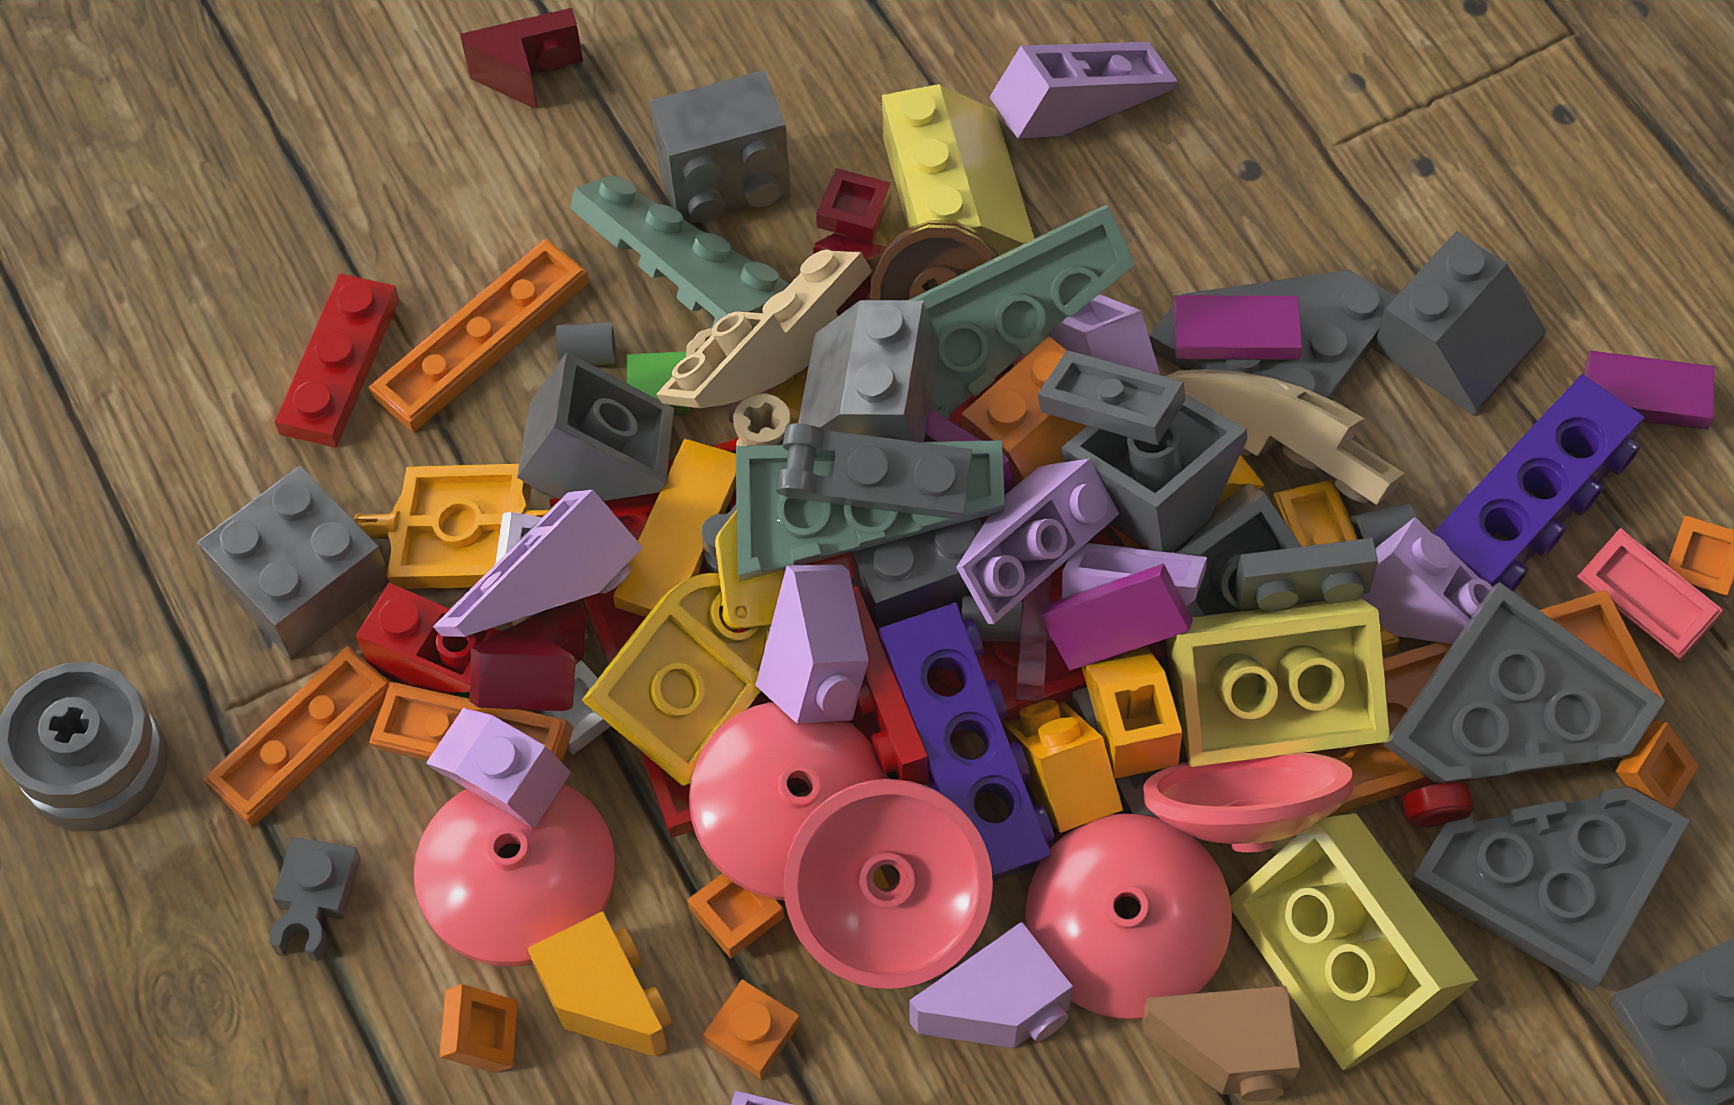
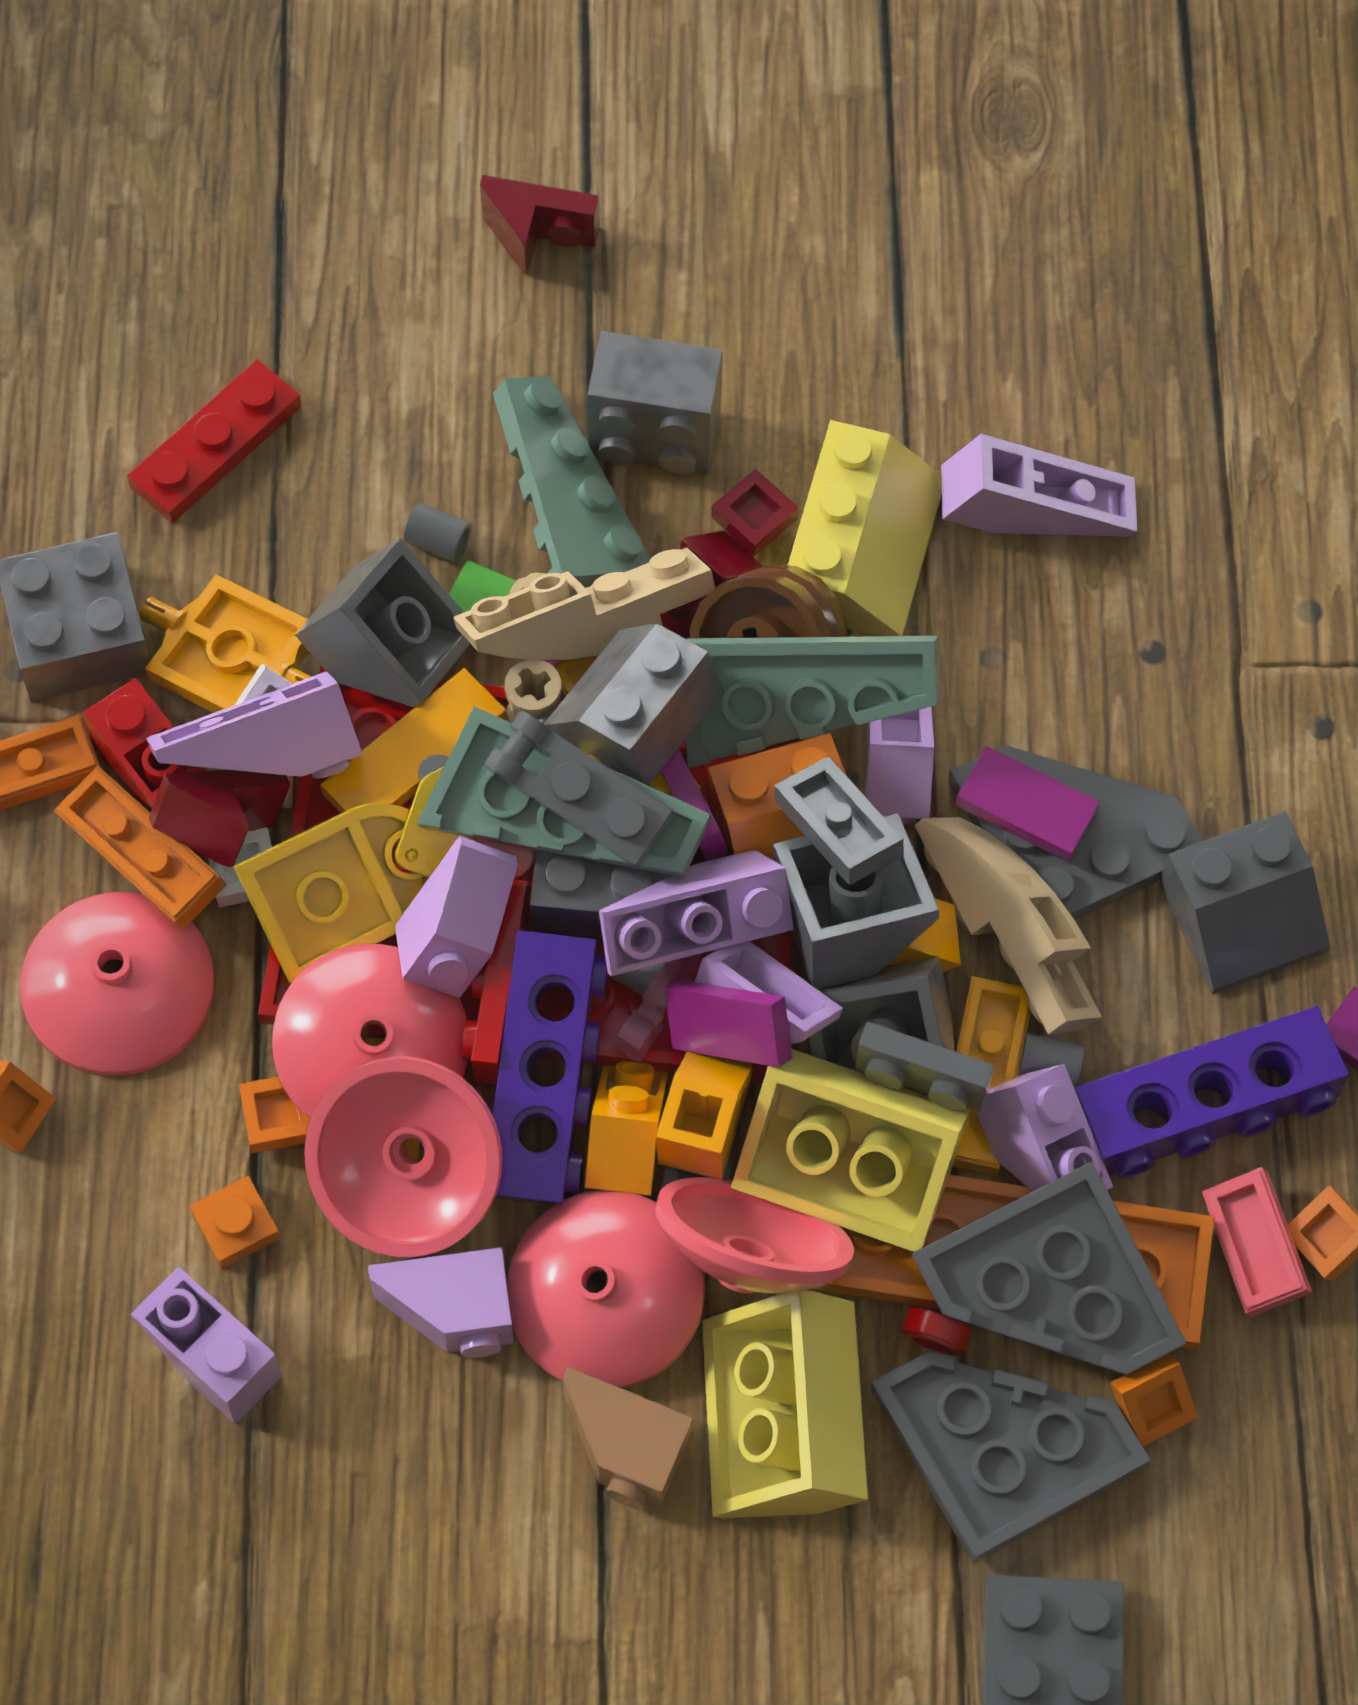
camera: 25 degrees right, 5 degrees up
(479, 335) = (352, 476): orange tile -> none
(500, 765) = (139, 890): lavender slope -> none
(595, 988) = (122, 1119): light orange slope -> none

